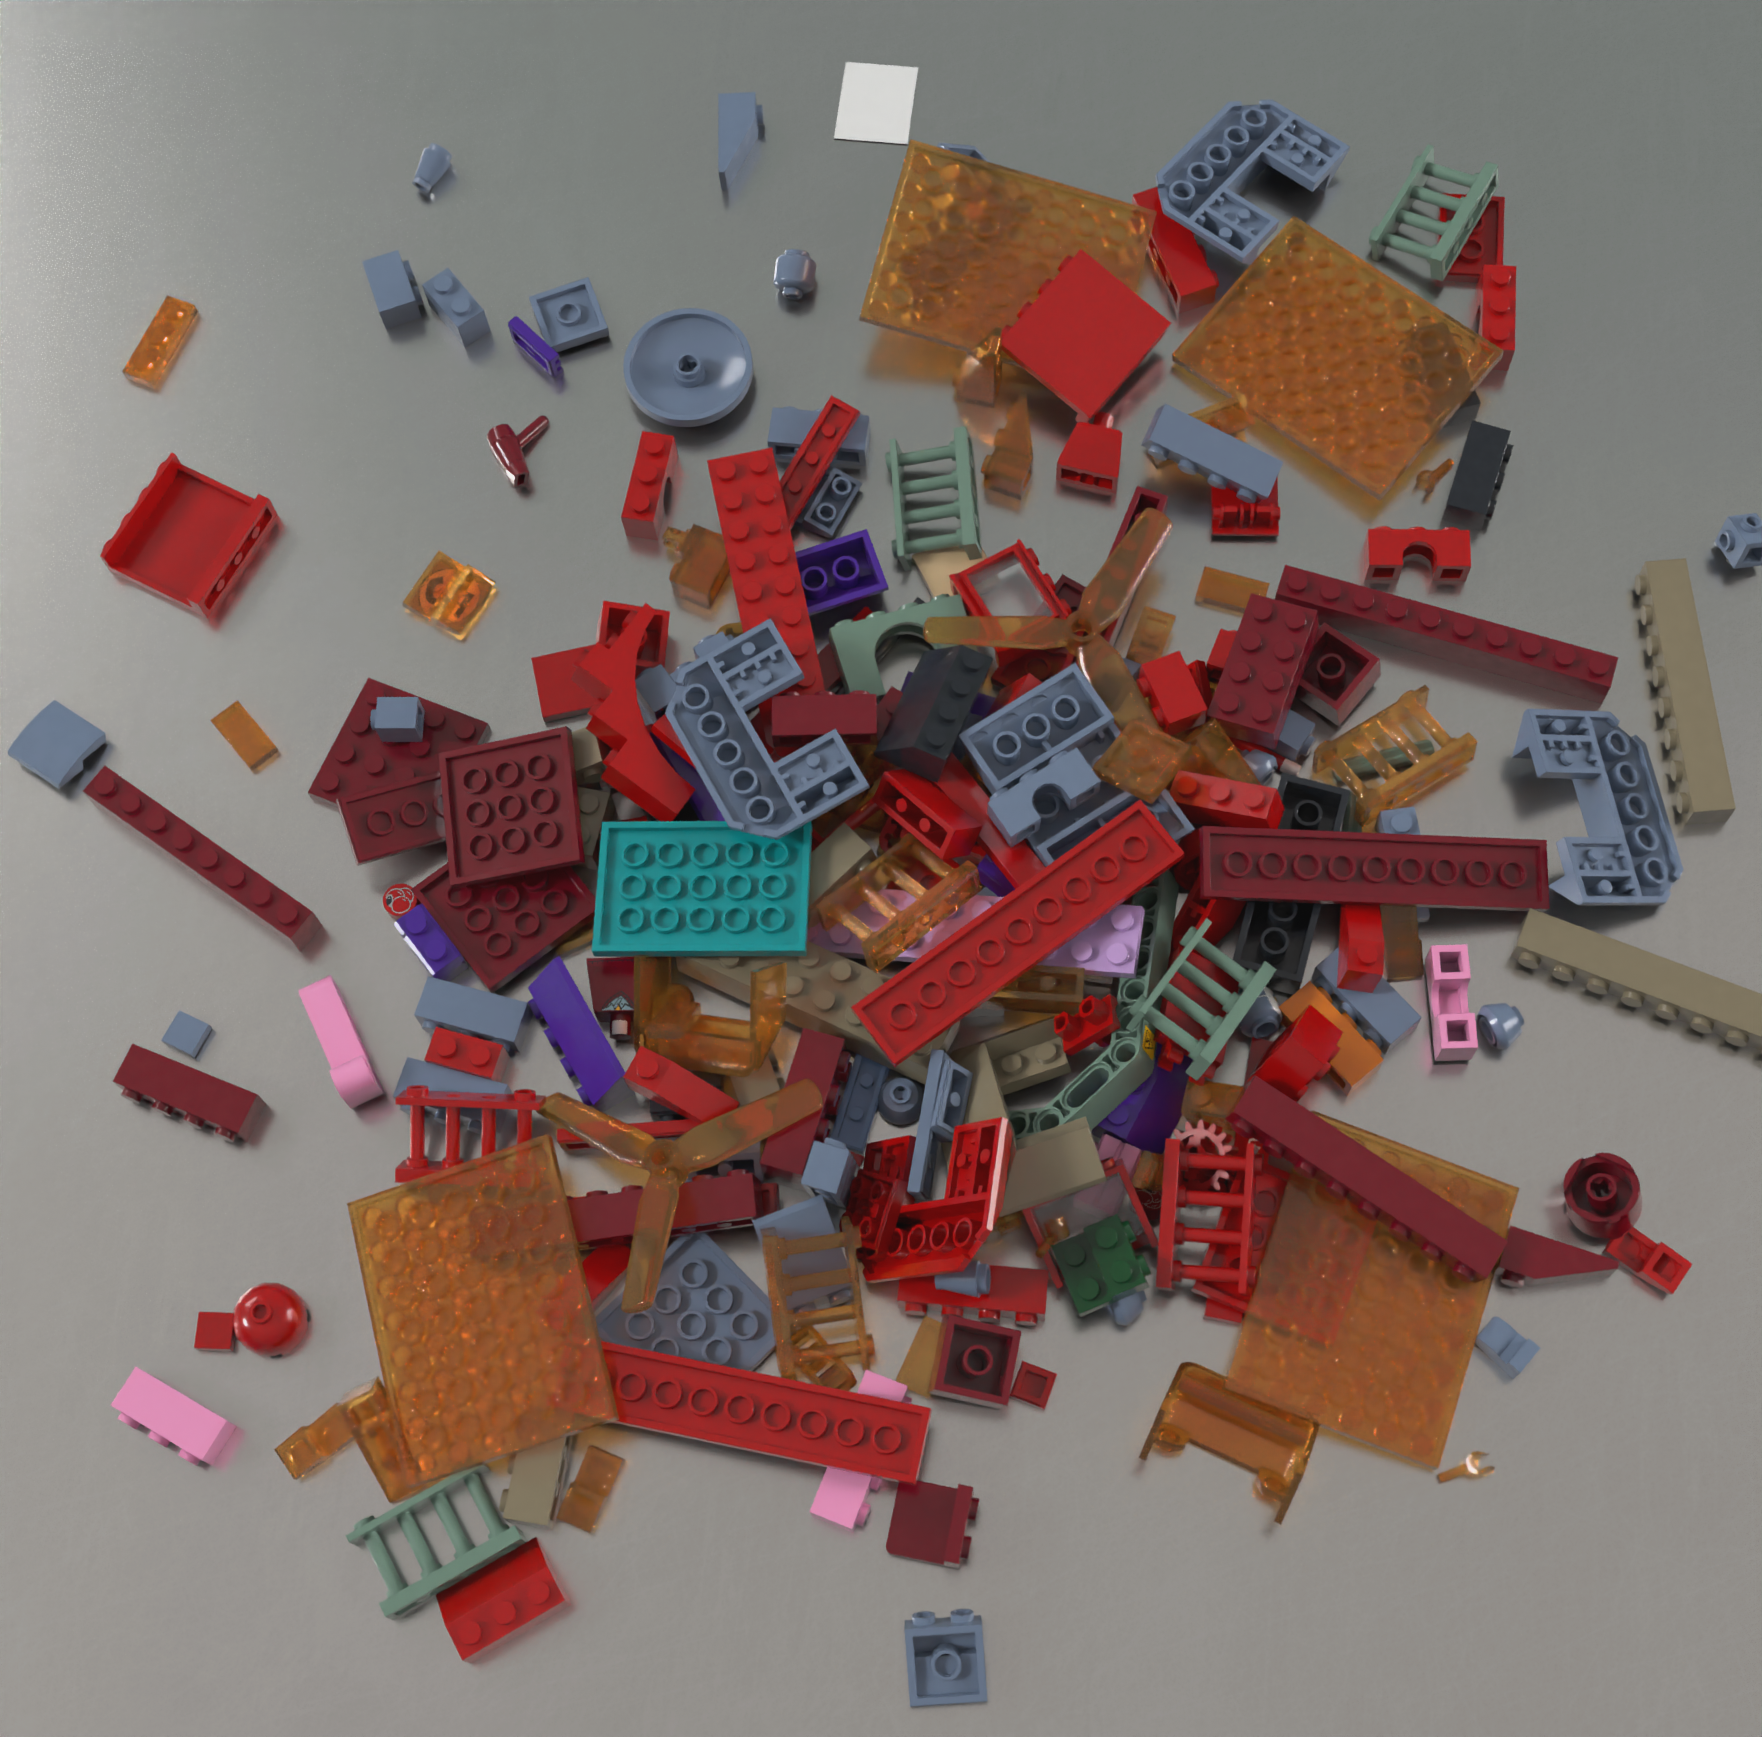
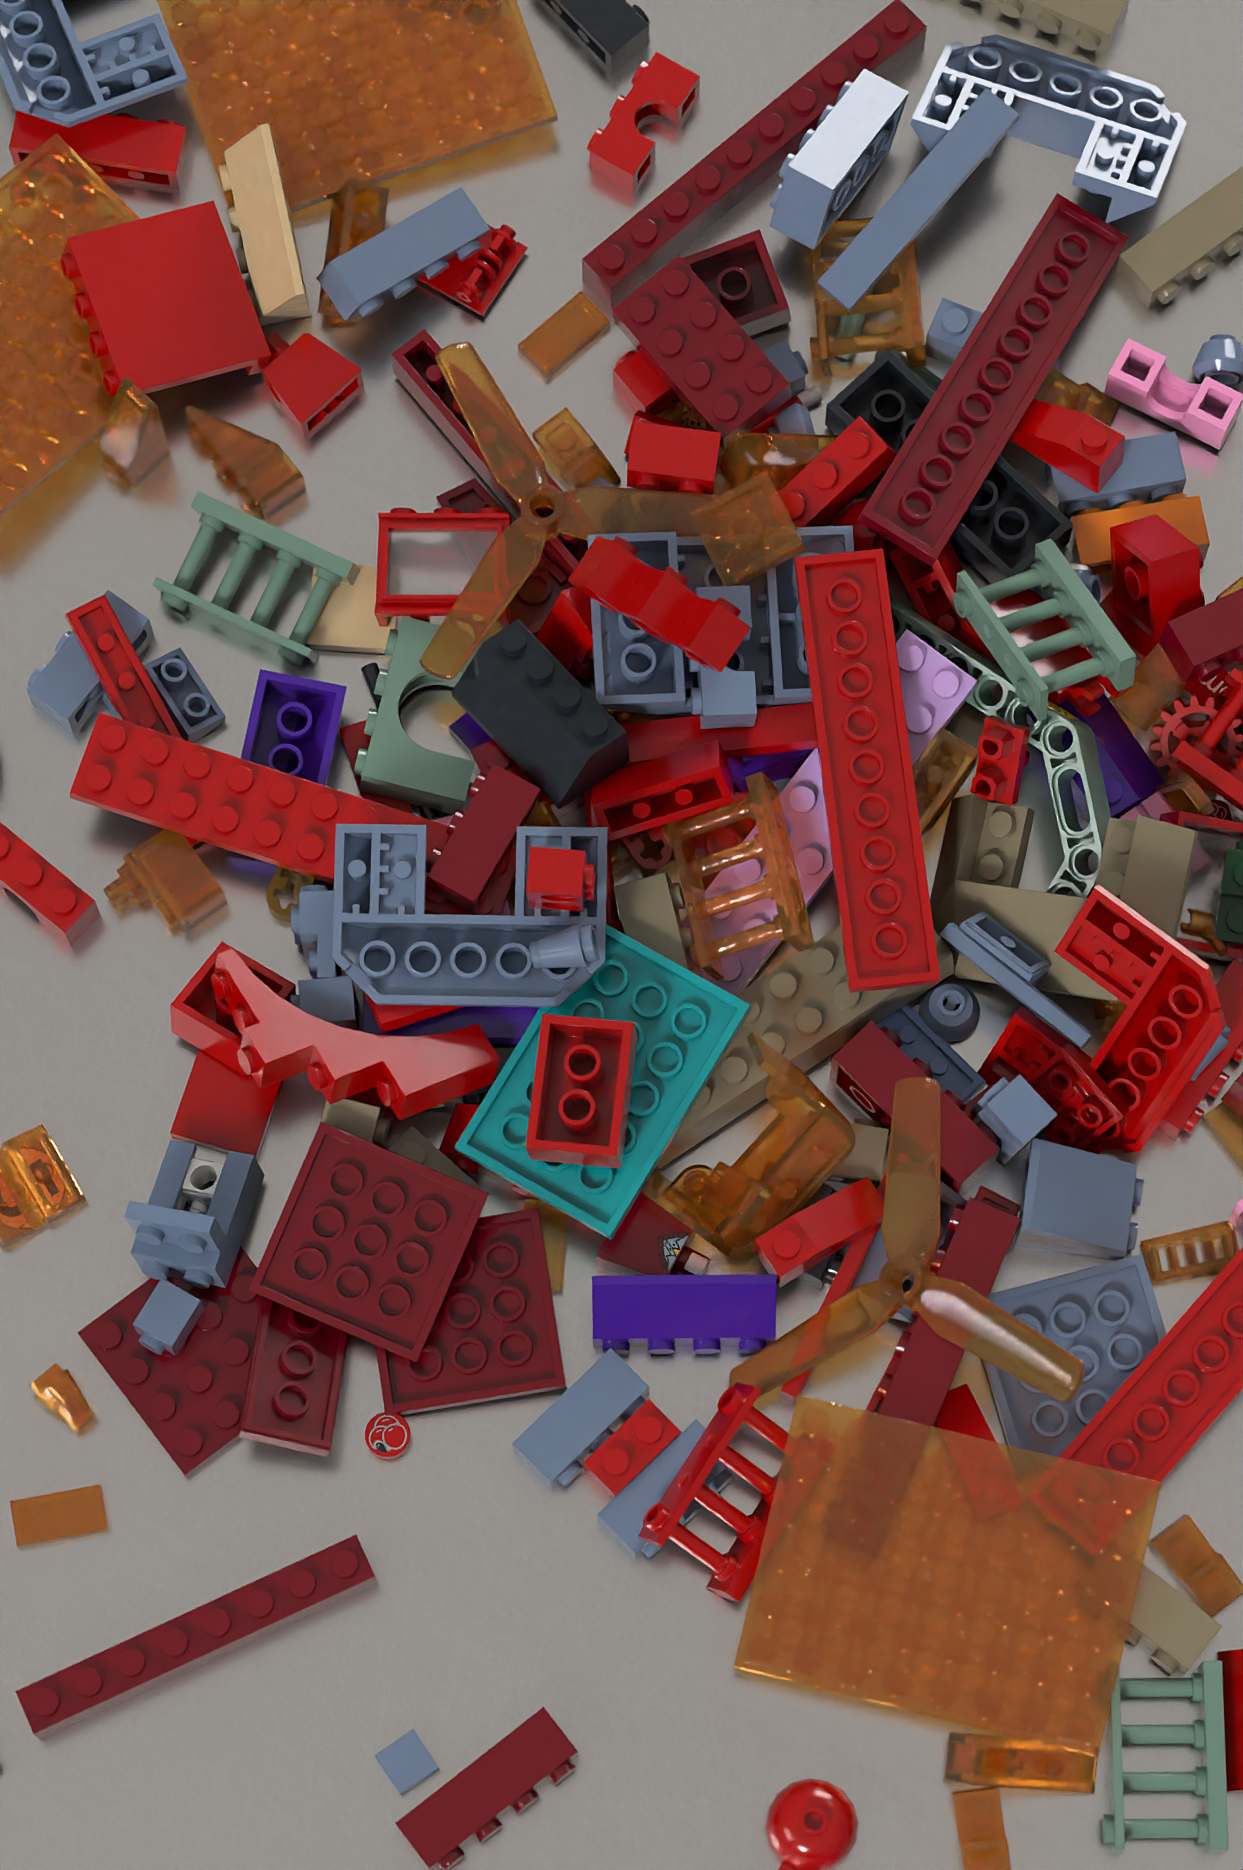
camera: 65 degrees left, 5 degrees up
(321, 691) = (62, 1396): none -> clear orange cone
(341, 1043) = (527, 1585): bright pink beam -> none
(430, 944) = (469, 1424): dark purple brick -> none
(476, 698) = (194, 1230): none -> sand blue brick
(674, 872) = (581, 1091): none -> red brick
(766, 805) = (566, 948): none -> sand blue cone
(782, 1285) = (1107, 1236): clear orange fence -> none
(803, 767) = (559, 879): none -> red brick
(1046, 726) = (660, 602): none -> red brick
(1178, 367) = (265, 228): none -> tan slope
(1433, 475) = (556, 47): clear orange hand -> none
(1466, 679) = (837, 158): none -> brick
(1472, 746) = (918, 200): none -> sand blue tile

